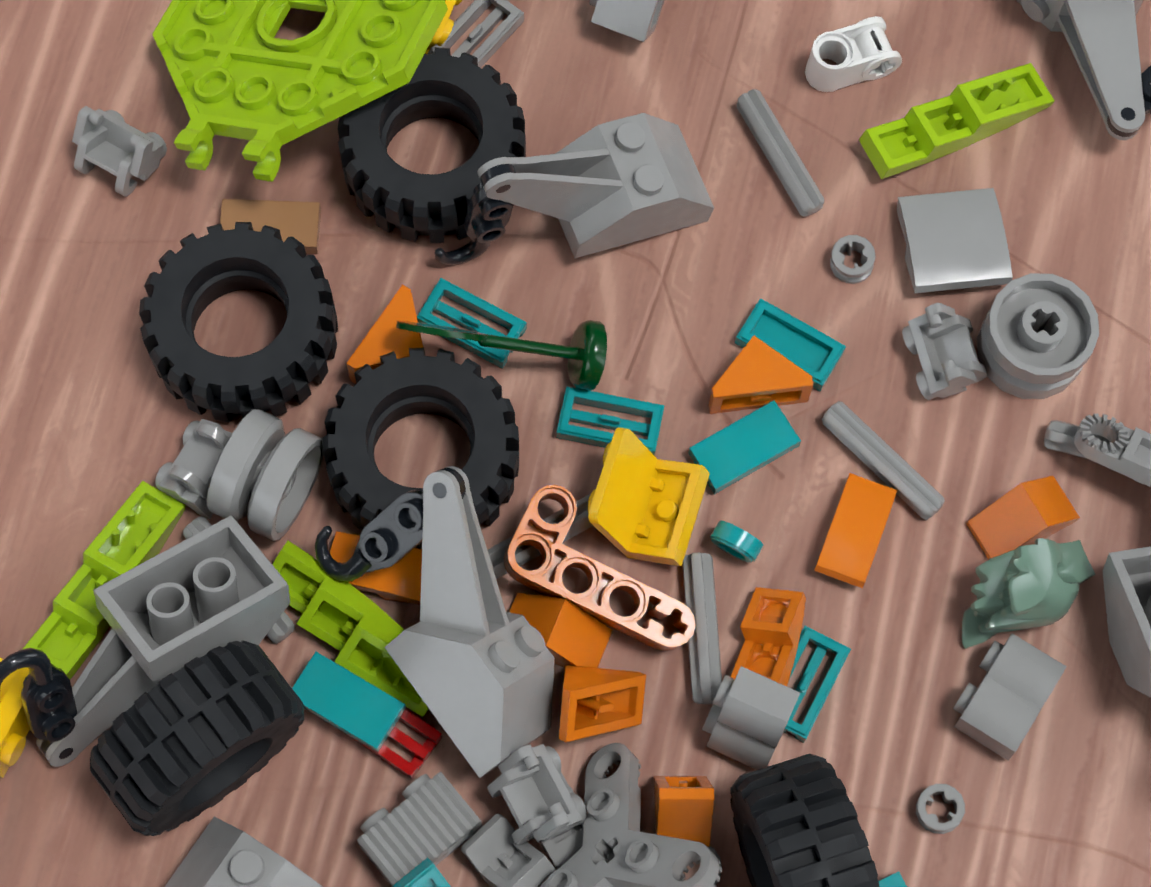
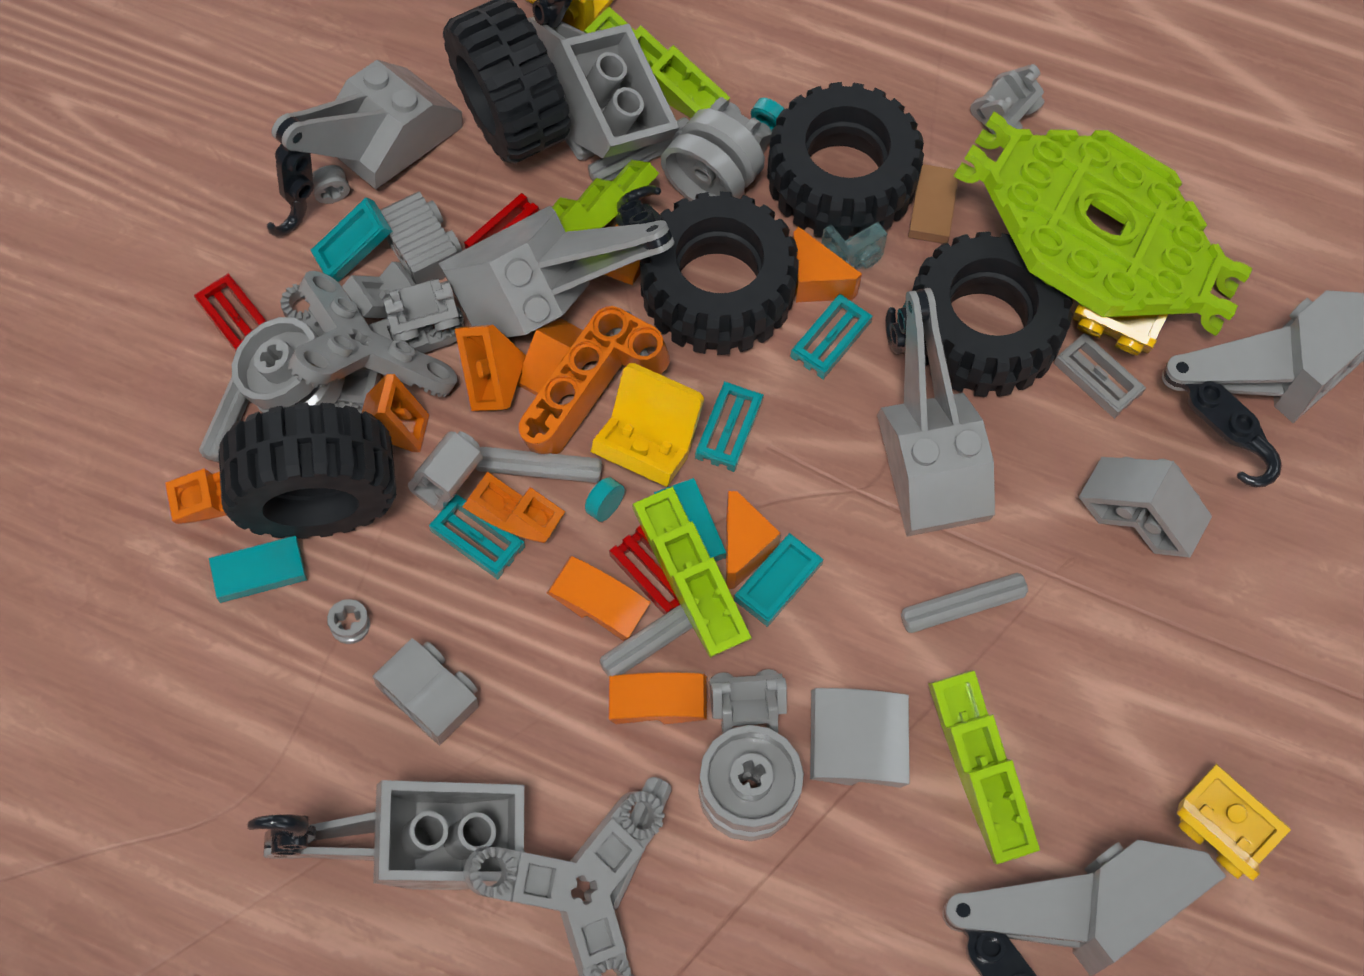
camera: 100 degrees right, 5 degrees down
(170, 425) = (766, 111): none -> teal tile
(348, 701) = (531, 194): teal tile -> none
(358, 298) = (861, 249): none -> clear light blue bracket
(584, 355) = (807, 293): dark green piece -> none
(813, 428) = (691, 572): none -> lime slope
(832, 446) = (631, 543): none -> red tile
(849, 244) = (855, 659): light grey bush -> none
(858, 50) = (1058, 689): white piece -> none
(958, 448) = (658, 696): none -> orange slope
(1022, 516) = (585, 746): orange slope -> none
(1025, 589) = (511, 709): sand green piece -> none

